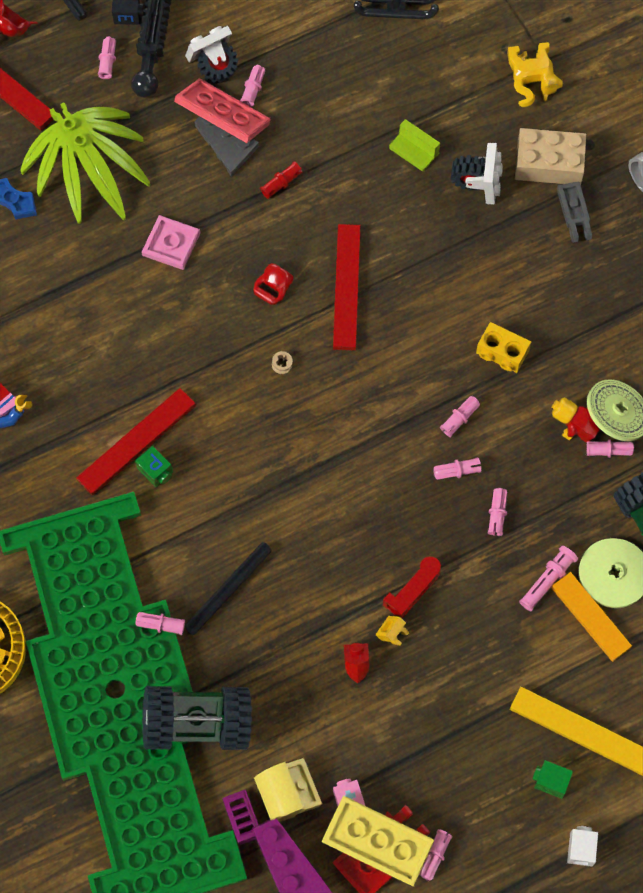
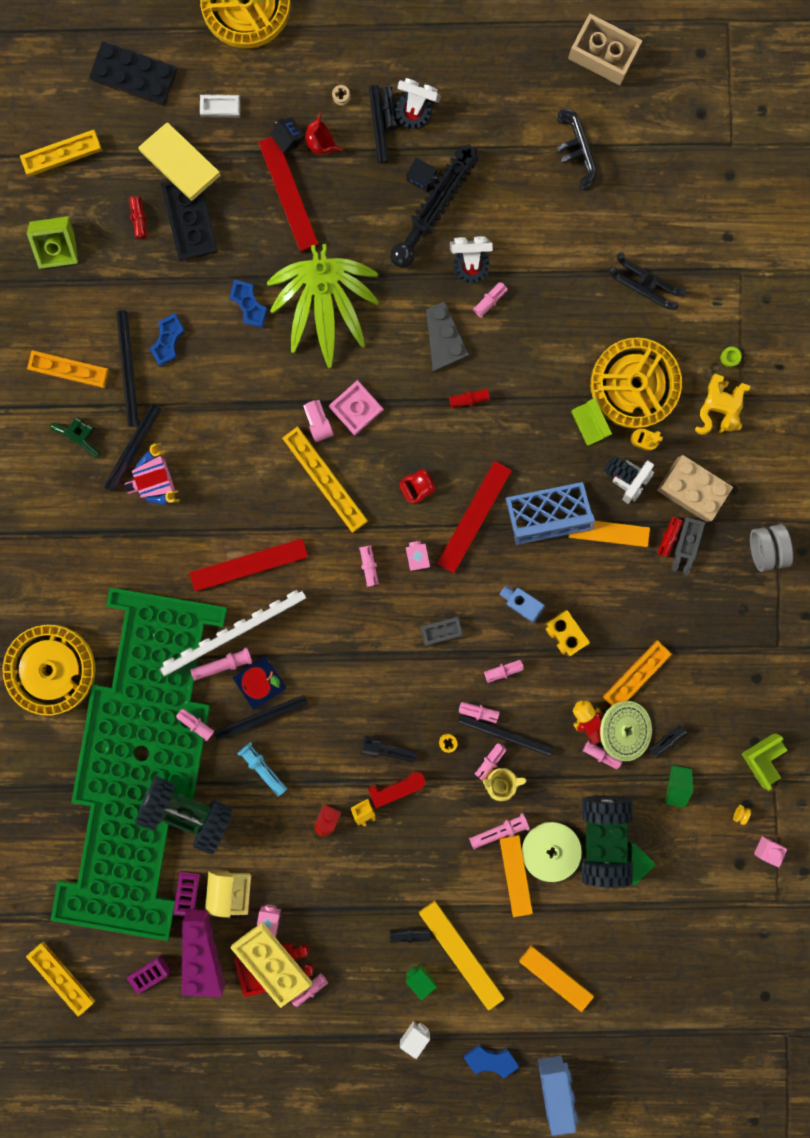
camera: 25 degrees right, 20 degrees up
(107, 58) = (384, 212): bright pink axle -> none
(142, 274) = (319, 425): none -> bright pink piece
(149, 516) = (225, 635): none -> white plate
(154, 467) = (251, 595): green brick -> none
(166, 543) = (231, 661): none -> bright pink pin
(174, 323) = (325, 479): none -> yellow tile
(208, 553) = (259, 682): none -> tile
(222, 110) = (453, 312): coral tile -> none
(248, 635) = (256, 762): none -> medium azure pin
(263, 381) = (369, 565): none -> bright pink pin
(279, 369) = (387, 551): tan bush -> none
(309, 348) = (417, 556): none -> bright pink brick
(367, 556) = (374, 747): none -> black piece
(373, 408) = (441, 631): none -> dark grey plate
(430, 254) = (556, 527): none -> medium blue fence
(432, 110) = (649, 375): none -> yellow piece
(437, 520) = (442, 744): none -> yellow bush
(444, 339) = (530, 609): none -> medium blue torso
(480, 134) = (650, 439): none -> yellow piece
(490, 237) = (616, 534): none -> light orange tile
(498, 479) = (506, 735): none -> black piece
(513, 737) = (409, 935): none -> black pin
(515, 31) = (731, 357): none -> lime tile
(523, 525) = (502, 784): none -> light yellow hair
(553, 212) = (670, 537): none -> red pin
(599, 353) = (638, 674): none -> light orange tile

